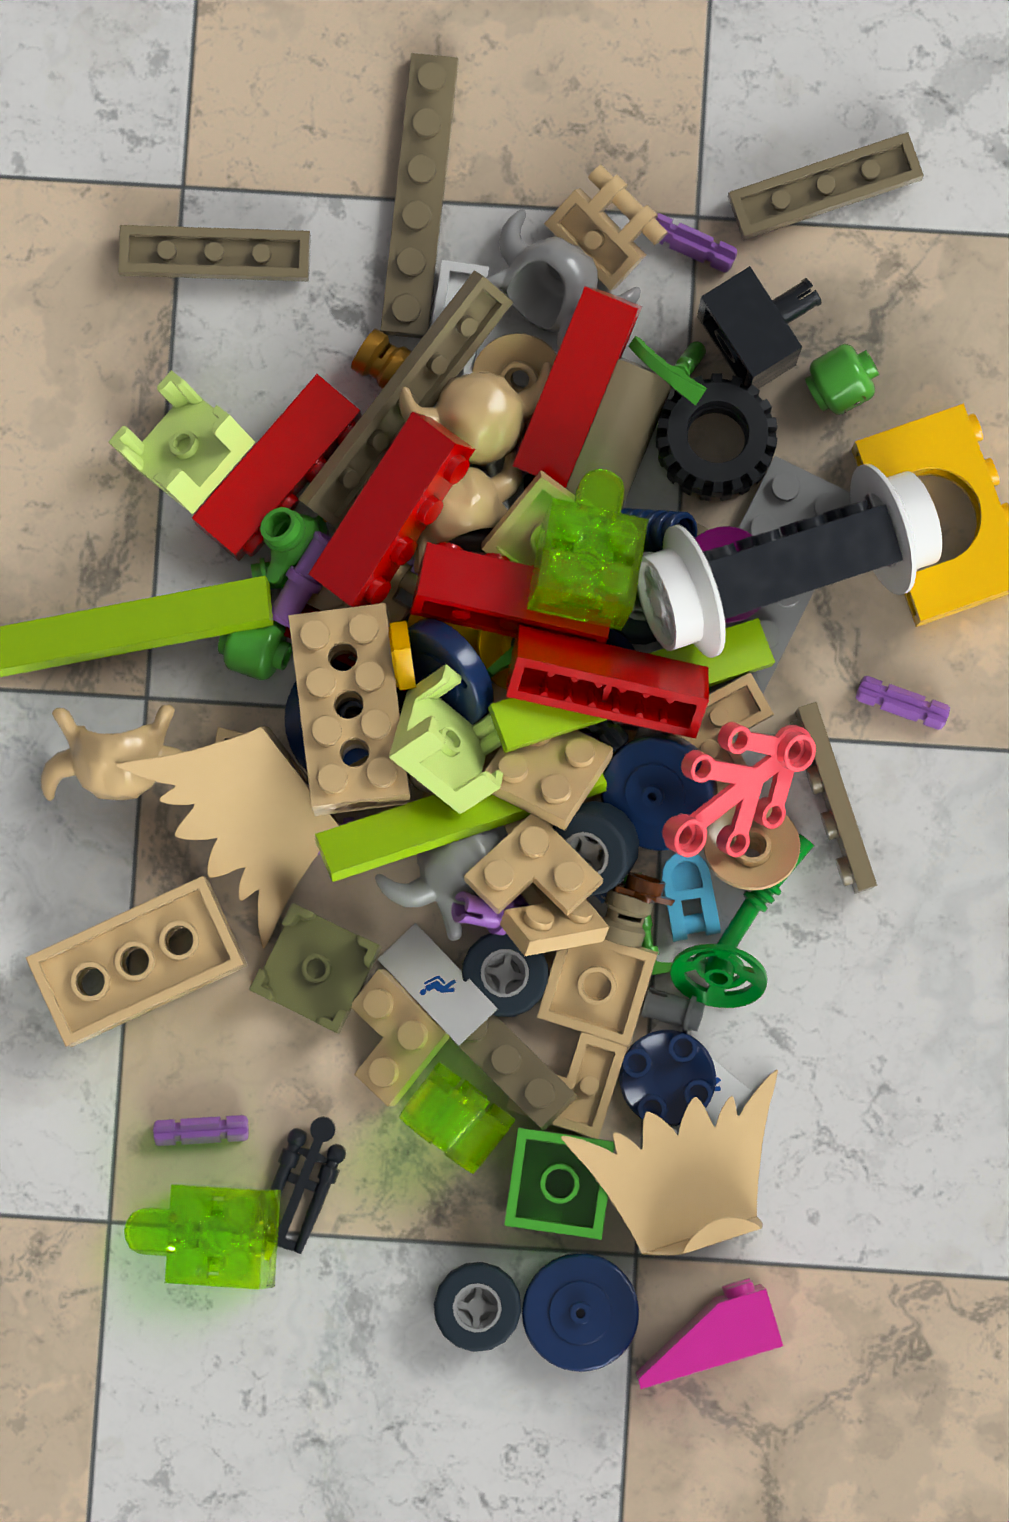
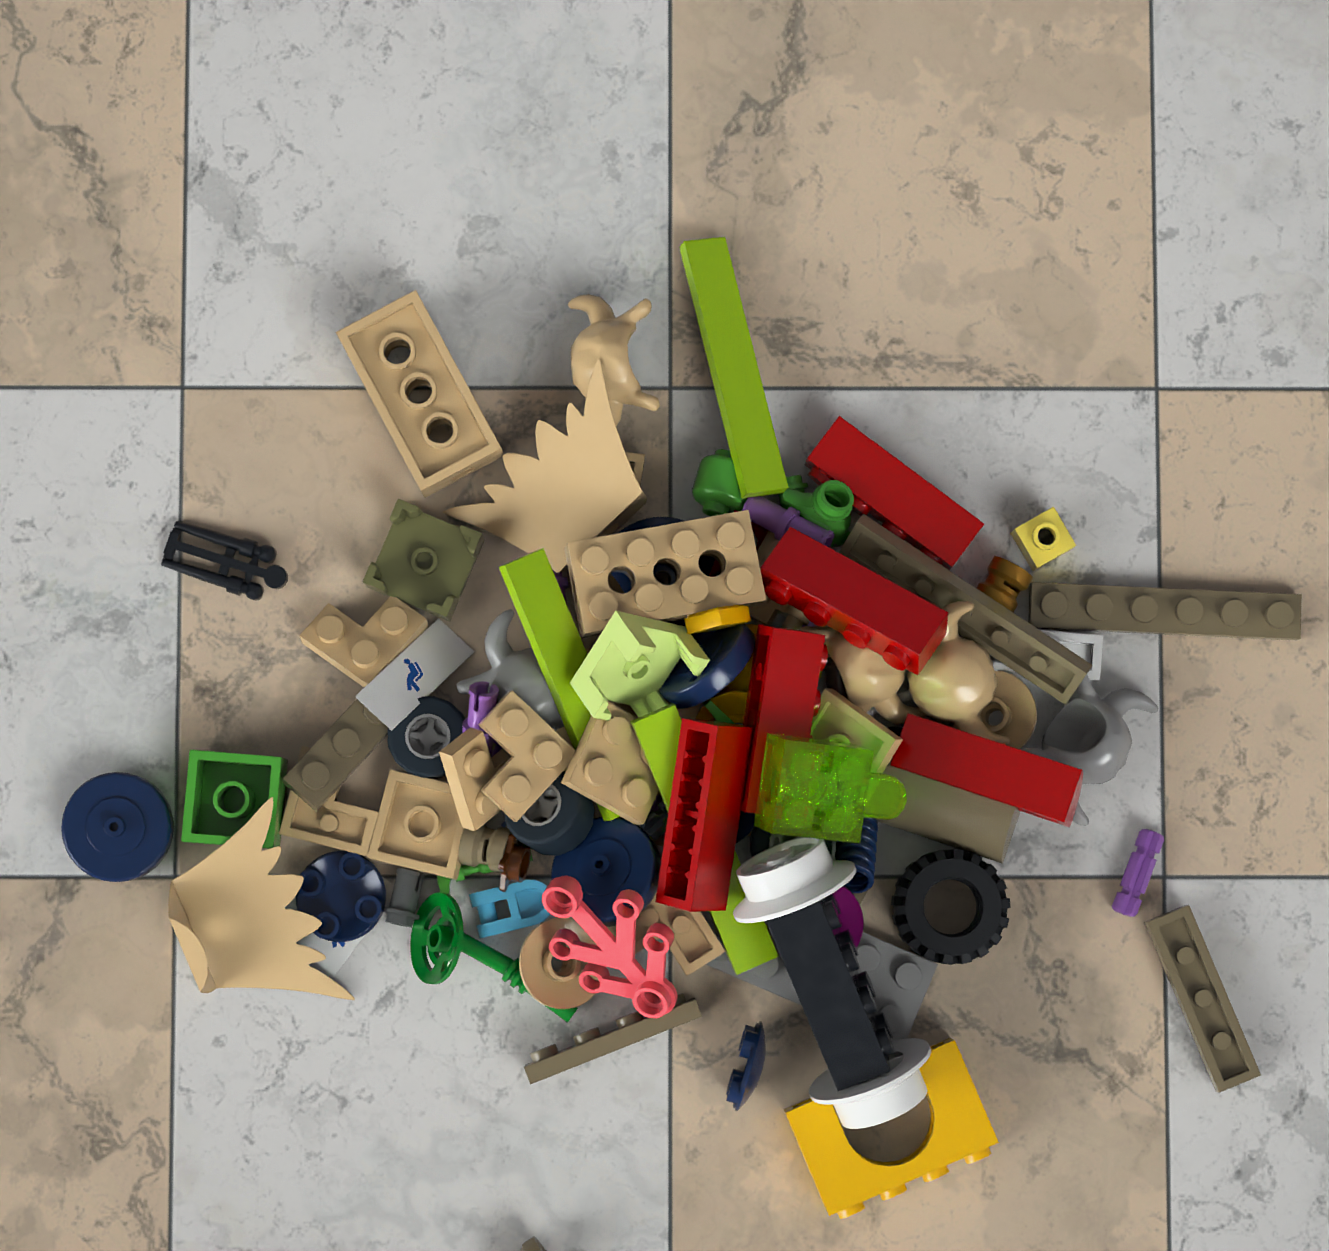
camera: 75 degrees right, 0 degrees up
(188, 447) = (904, 407): yellowish green panel -> none
(200, 1130) = (269, 465): medium lavender axle -> none
(212, 1235) = (164, 481): clear neon green brick -> none
(214, 253) = (1094, 421): dark tan plate -> none
(335, 331) = (1032, 549): none -> light yellow plate
(456, 1118) = (289, 699): clear neon green brick -> none
(485, 1319) = (102, 727): black wheel -> none
(588, 226) = (1145, 772): tan plate -> none
(675, 375) = (1005, 866): bright green piece -> none
(720, 1333) = (100, 960): dark pink slope -> none
(754, 328) = (1057, 937): black brick -> none
(842, 379) = (1015, 1024): bright green head -> none
(887, 663) = (754, 1050): none -> dark blue dish
(902, 702) = (708, 1100): medium lavender axle -> none

